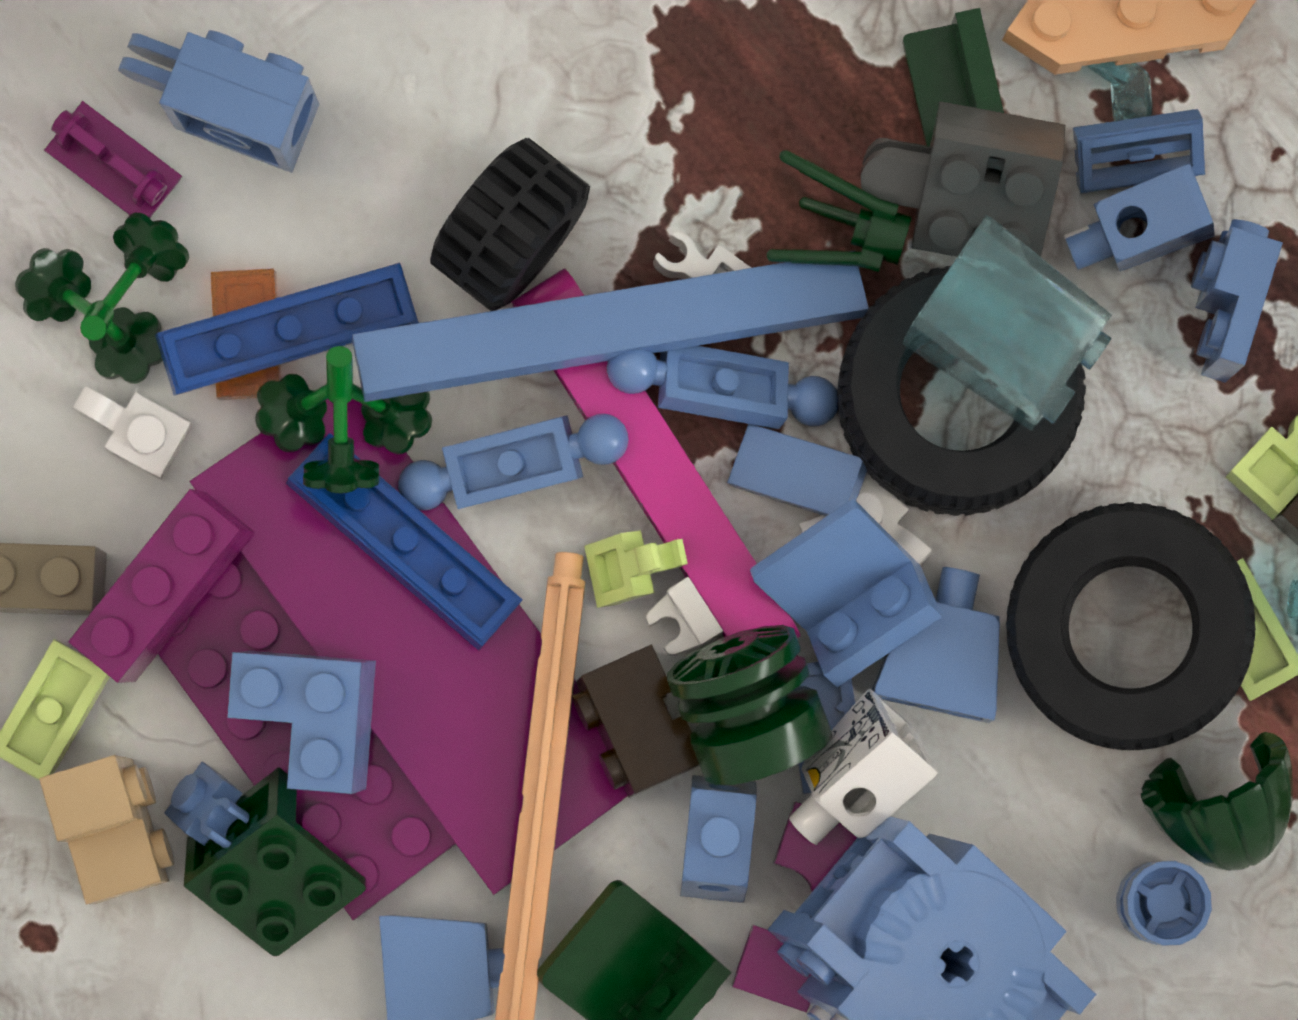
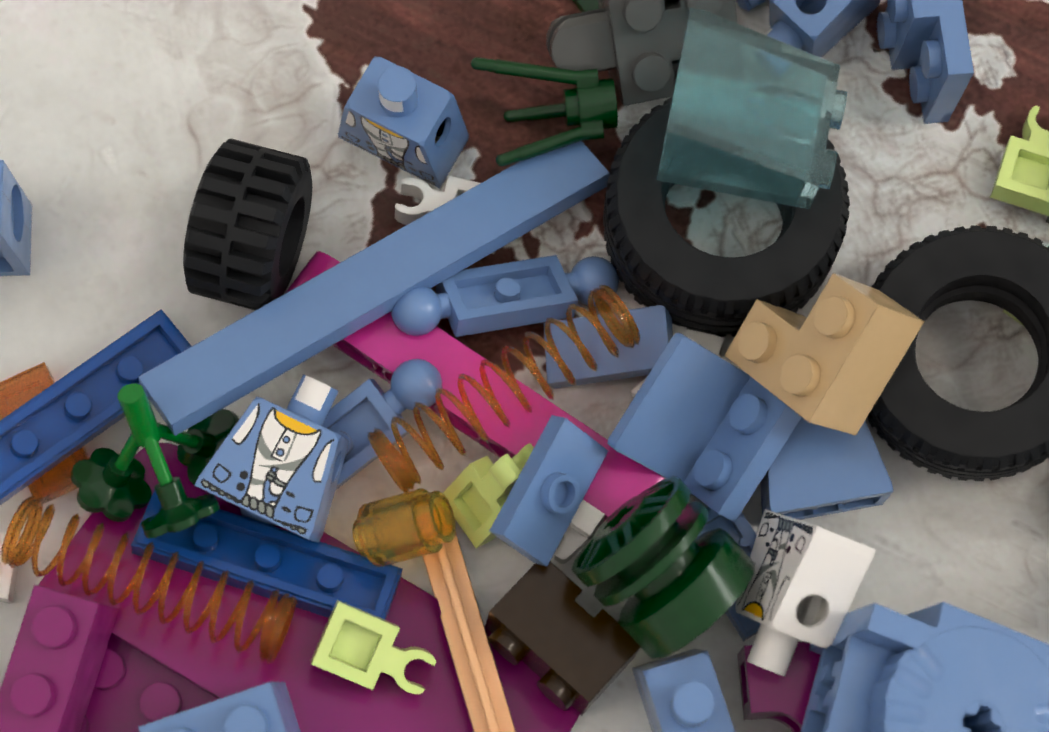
camera: 25 degrees left, 10 degrees down
(187, 443) = (274, 623): none -> clear orange piece
(451, 463) = (282, 461): none -> torso
(456, 658) = (362, 647): none -> yellowish green plate
(537, 565) = (403, 527): none -> clear yellow brick
(679, 591) = (549, 490): none -> medium blue plate
(699, 176) = (398, 119): none -> medium blue torso
(809, 452) = (401, 466): none -> clear orange piece
(981, 579) = (834, 359): none -> tan brick

